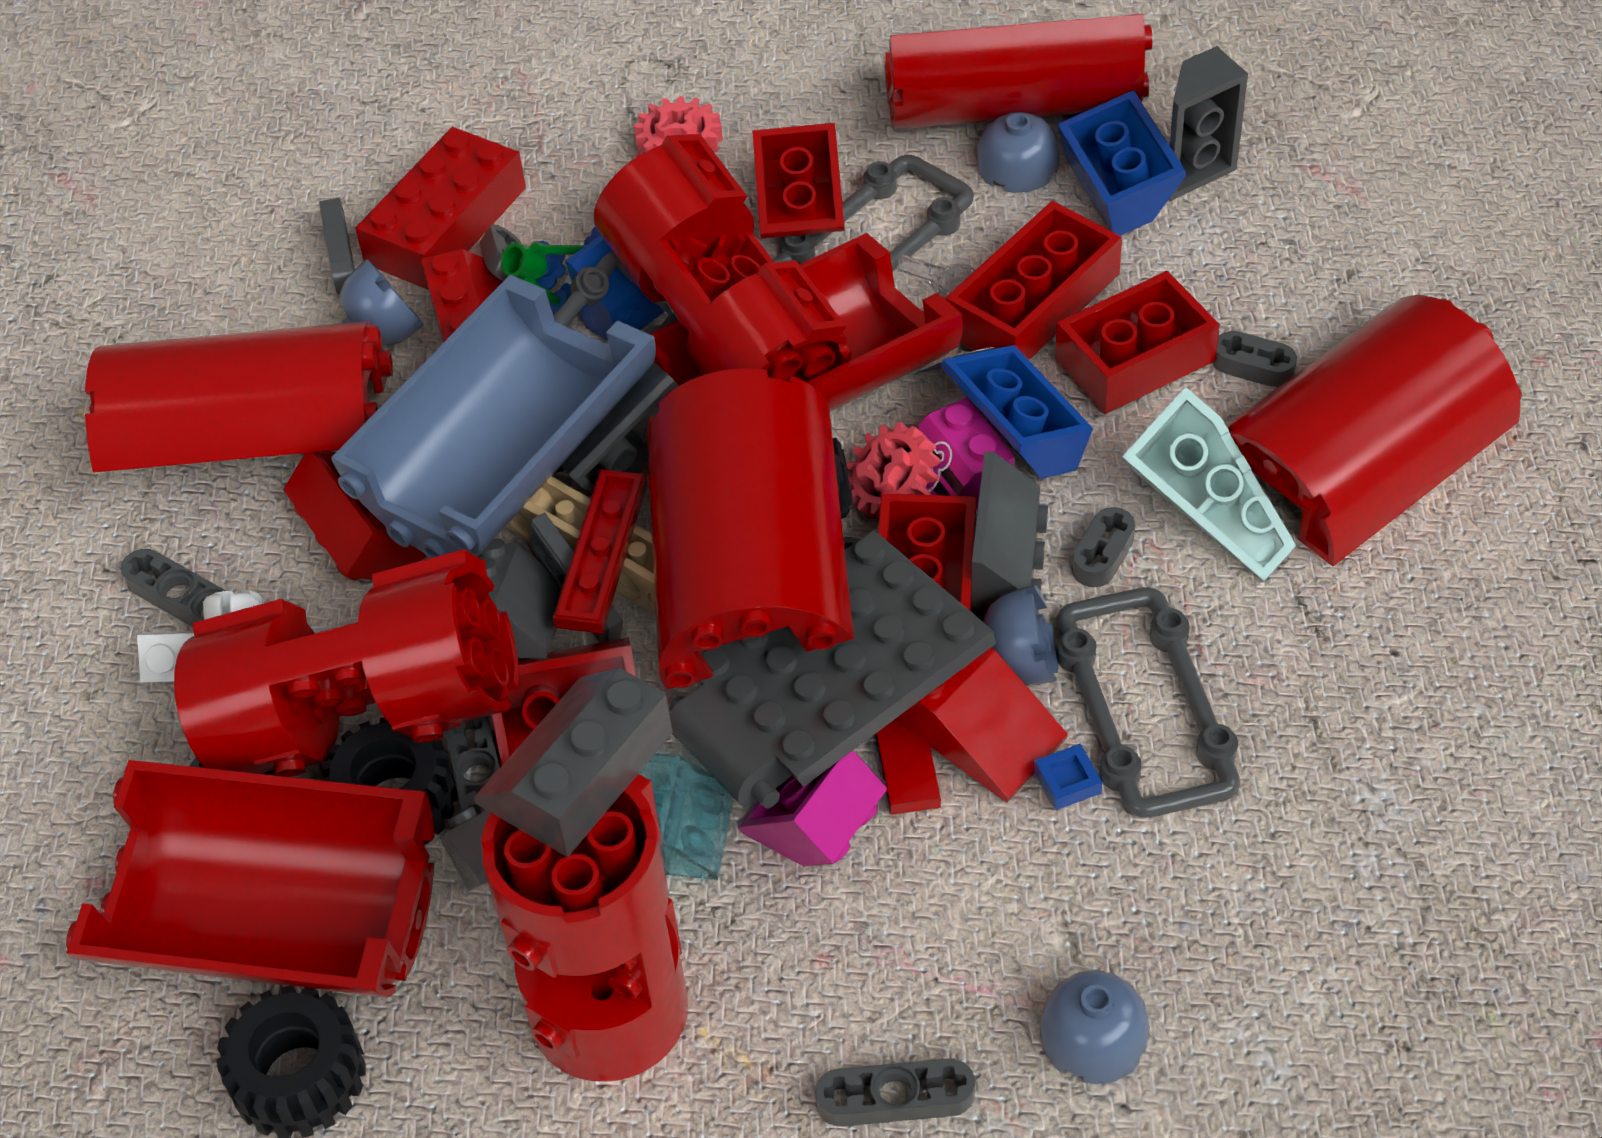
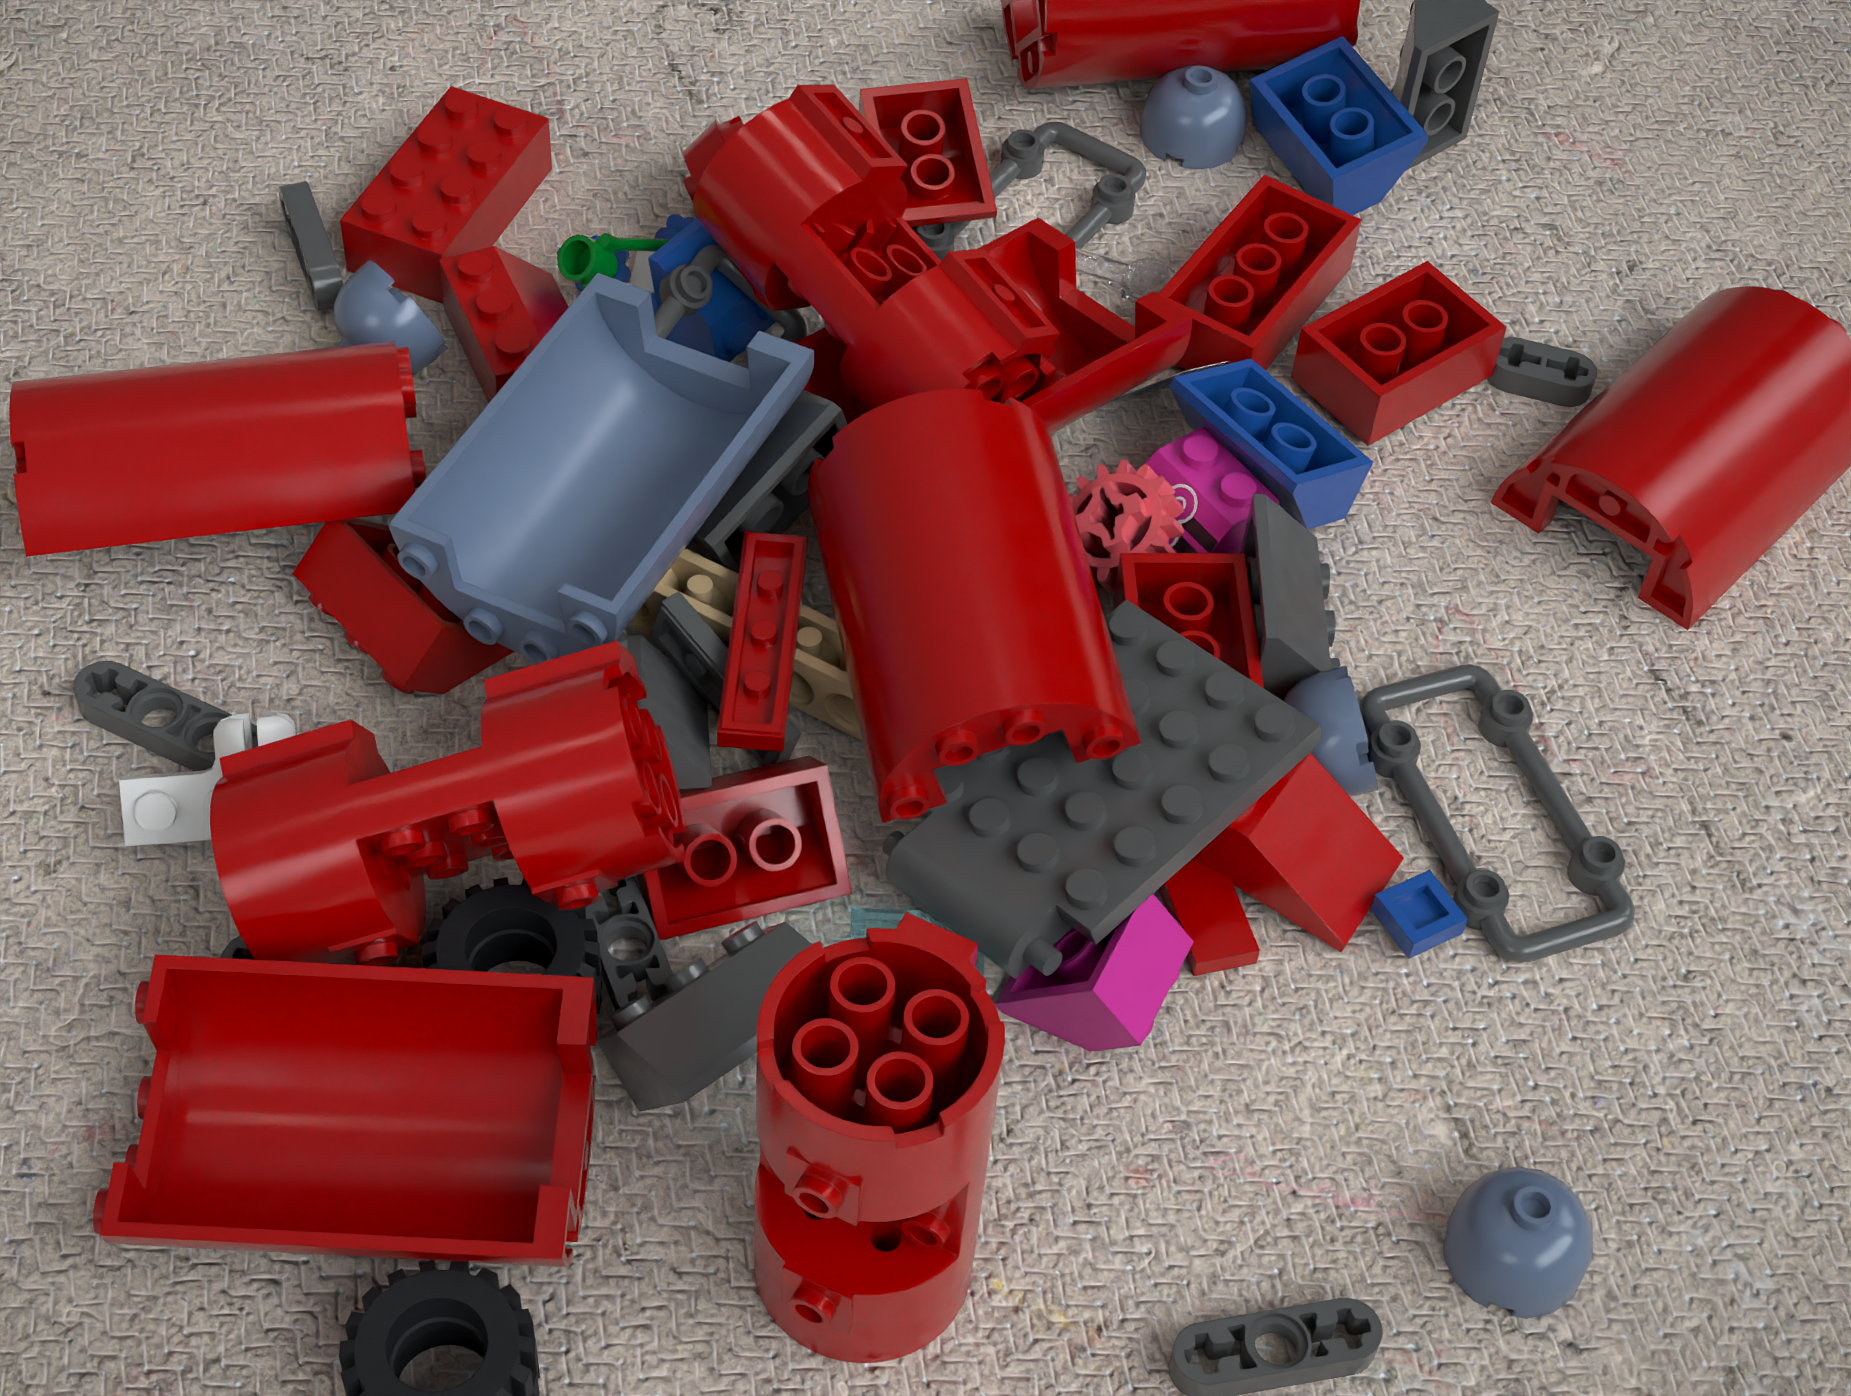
camera: 15 degrees left, 0 degrees up
(493, 246) = (537, 249): dark grey beam -> none
(579, 758) = (877, 916): dark grey slope -> none
(677, 119) = (745, 85): coral gear -> none
(1095, 543) = (1391, 611): dark grey beam -> none
(1205, 476) = (1522, 523): light aqua wedge -> none

